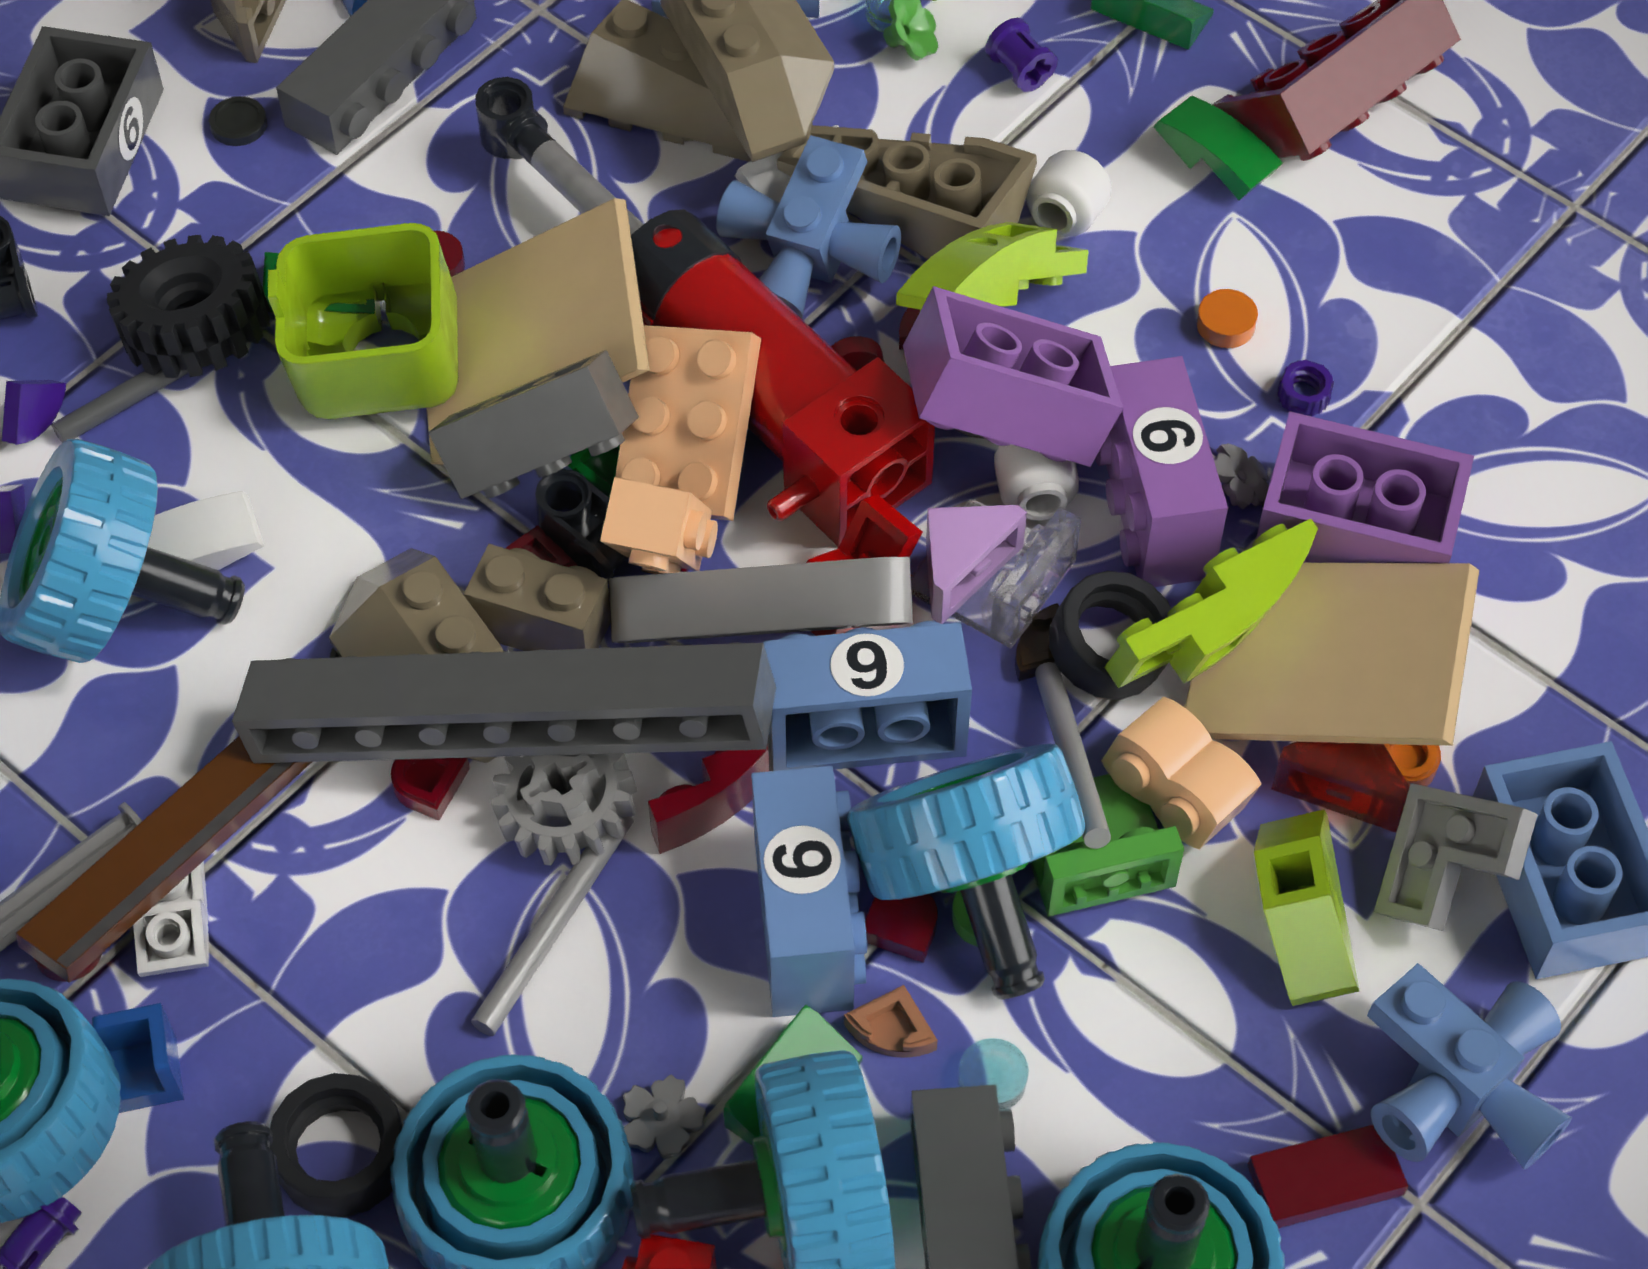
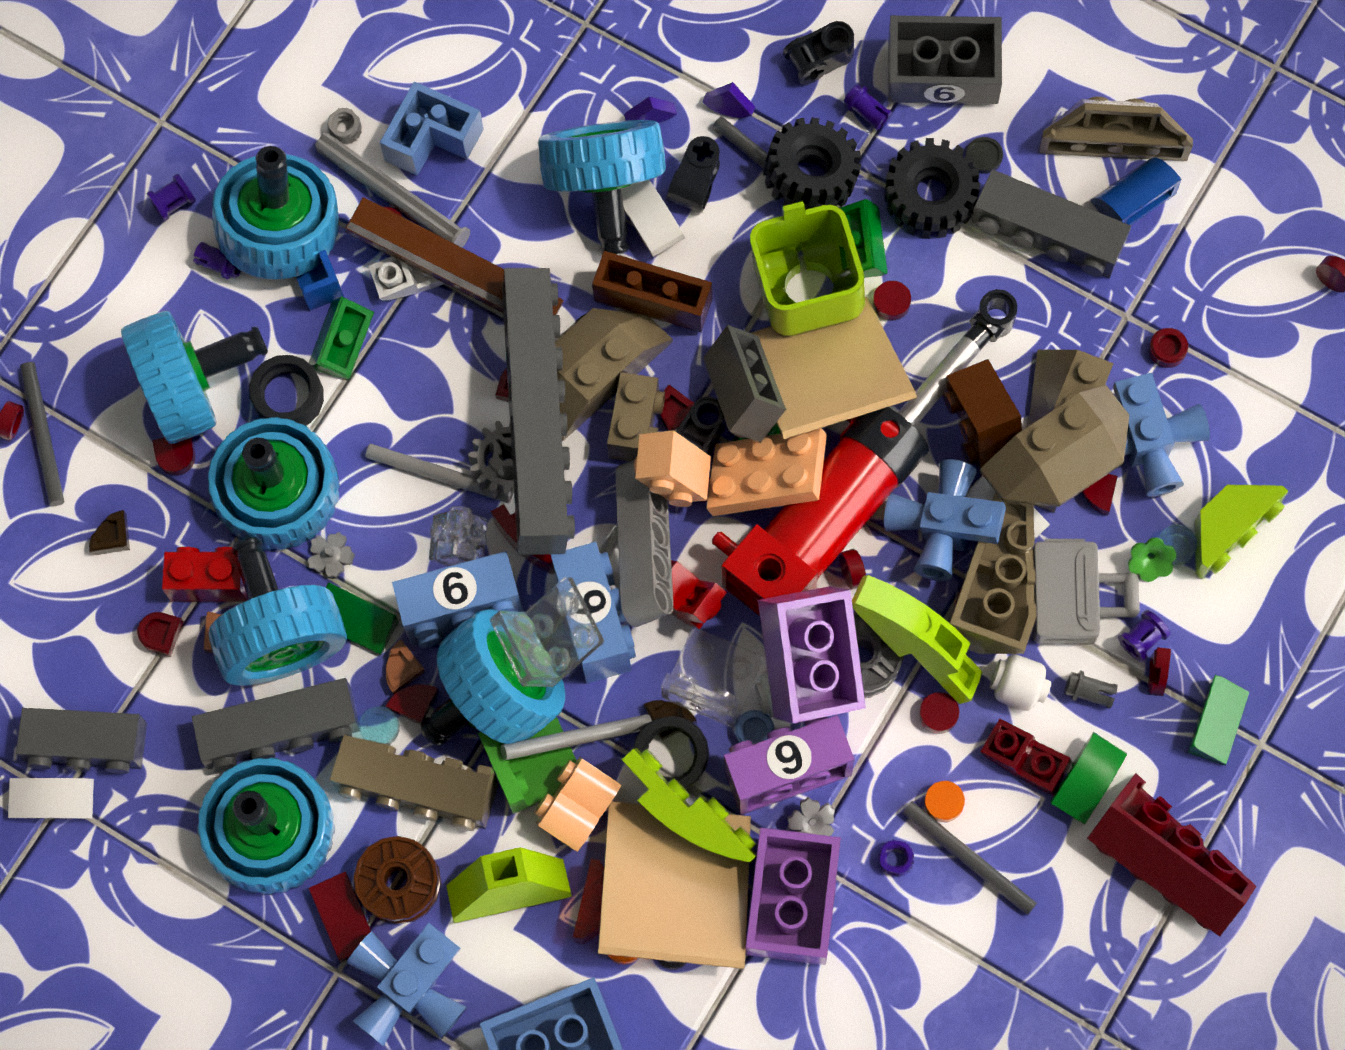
camera: 85 degrees right, 15 degrees up
(110, 236) = (867, 106): none -> dark purple pin
(175, 463) = (695, 179): none -> black piece
(252, 1047) = (341, 338): none -> green slope
(270, 146) = (935, 163): none -> black tyre
(329, 543) = (652, 291): none -> reddish brown brick
(659, 143) = (984, 411): none -> reddish brown brick
(686, 888) = (457, 536): none -> clear brick
(914, 714) = (549, 636): none -> clear bracket
(941, 104) = (1069, 592): none -> light grey piece
(960, 1011) = (413, 702): none -> dark red tile
(967, 549) = (706, 653): lavender slope -> none
(1075, 46) = (1158, 671): none -> dark red tile
(1088, 125) = (1088, 689): none -> dark grey pin
(1092, 303) = (939, 713): none -> dark red tile
(1095, 535) = (753, 726): none -> medium blue tile
(1109, 1014) = (415, 782): none -> dark tan wedge
(1175, 215) = (1025, 757): none -> dark red slope
(1286, 1031) = (380, 863): none -> reddish brown wheel
(1312, 305) = (969, 858): none -> dark grey bar
(1437, 839) = (543, 962): light grey plate -> none

